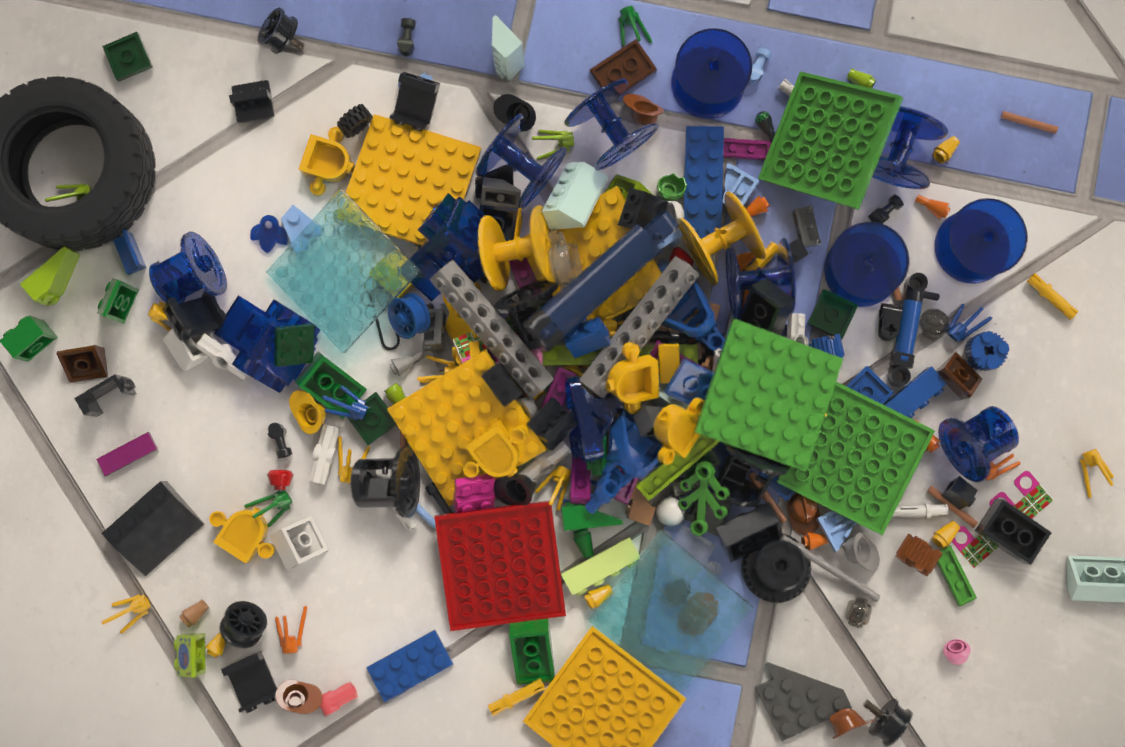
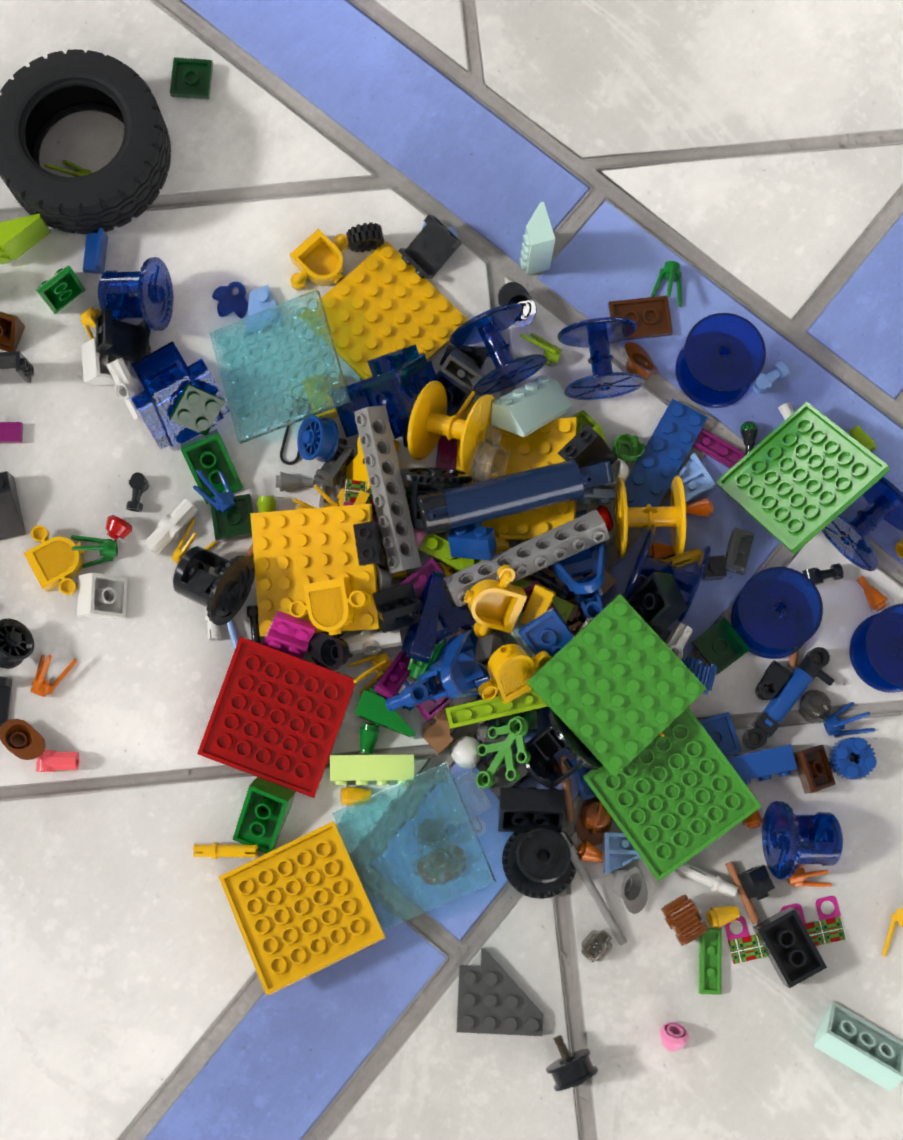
camera: 25 degrees right, 5 degrees down
(252, 101) = (281, 174): black bracket -> none
(279, 31) = (339, 123): black wheel -> none
(306, 411) = (175, 478): yellow piece -> none
(405, 43) = (449, 193): pearl dark grey leg -> none
(409, 665) = (141, 767): blue plate -> none
(846, 720) = (529, 1044): dark orange piece -> none

